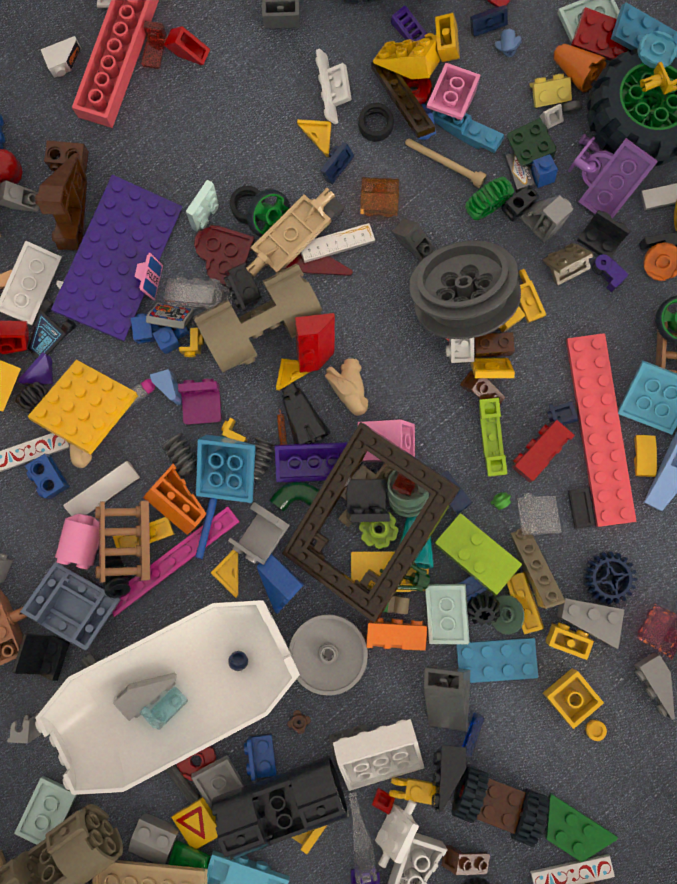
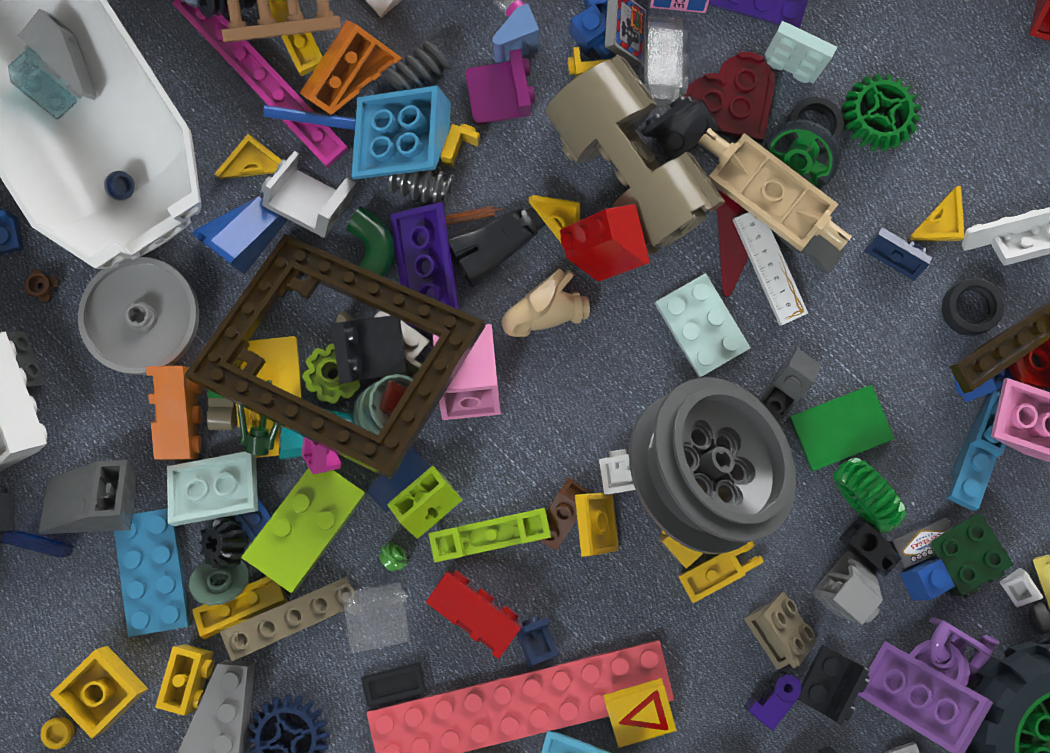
camera: 75 degrees right, 0 degrees up
(251, 159) = (875, 91): none -> green gear
(370, 290) = (702, 325): none -> light aqua plate
(379, 196) = (852, 324): clear orange slope -> none
(437, 539) = (319, 458): none -> dark pink bracket
(443, 212) = (841, 428): none -> green tile
(468, 476) = (424, 502): none -> lime brick
(477, 178) = (902, 475): tan piece -> none
(494, 345) = (634, 525): reddish brown brick -> none
(611, 354) = (640, 712): none -> yellow tile

